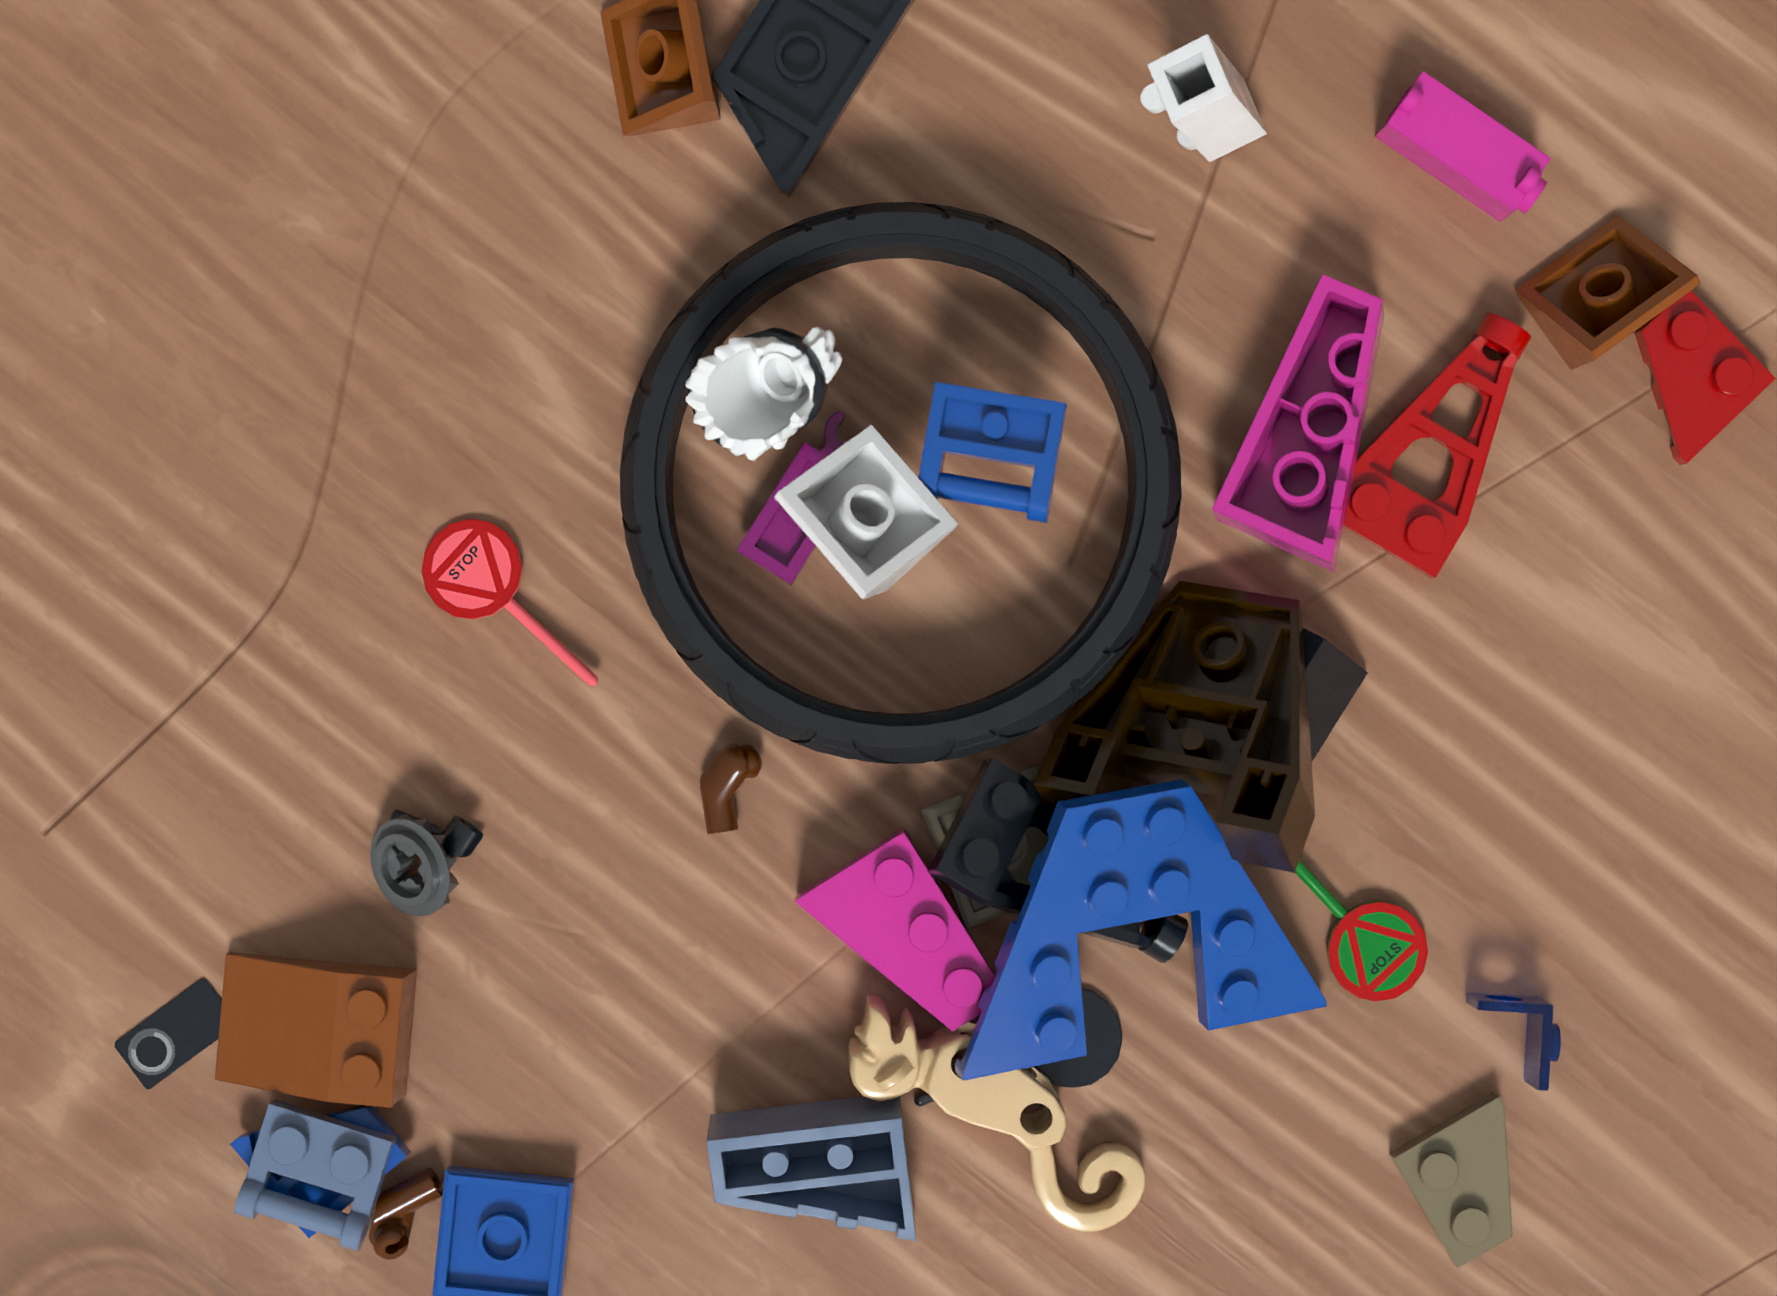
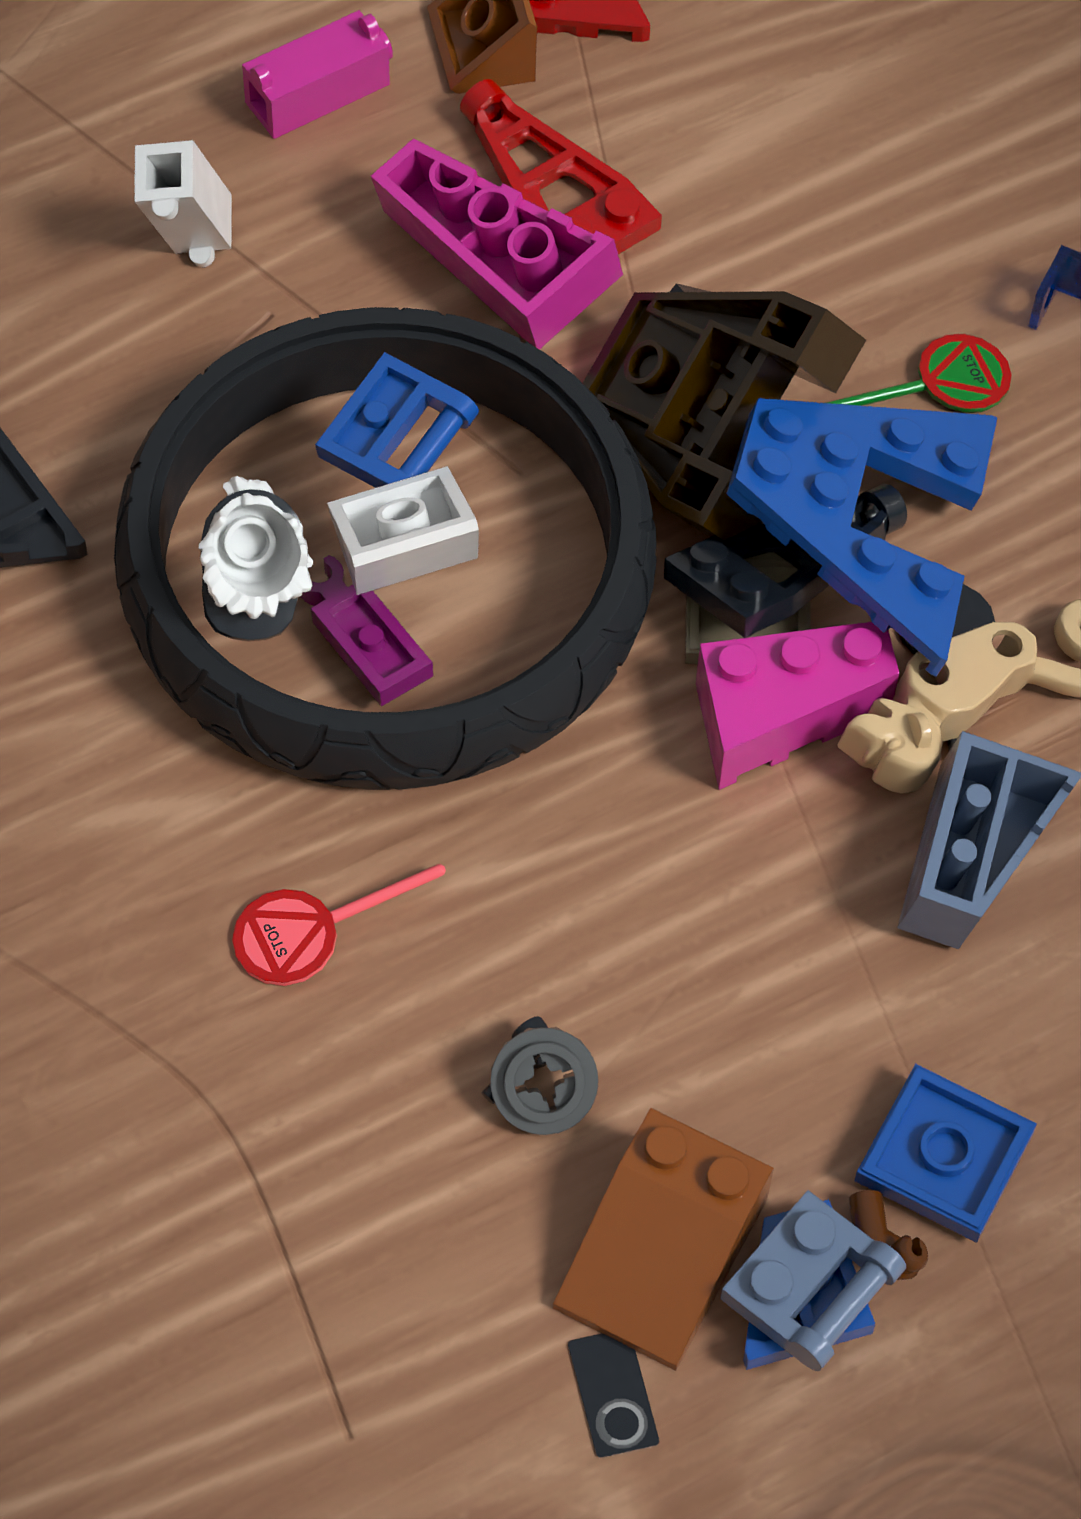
camera: 65 degrees left, 30 degrees down
(722, 780) = (586, 802): reddish brown arm -> none

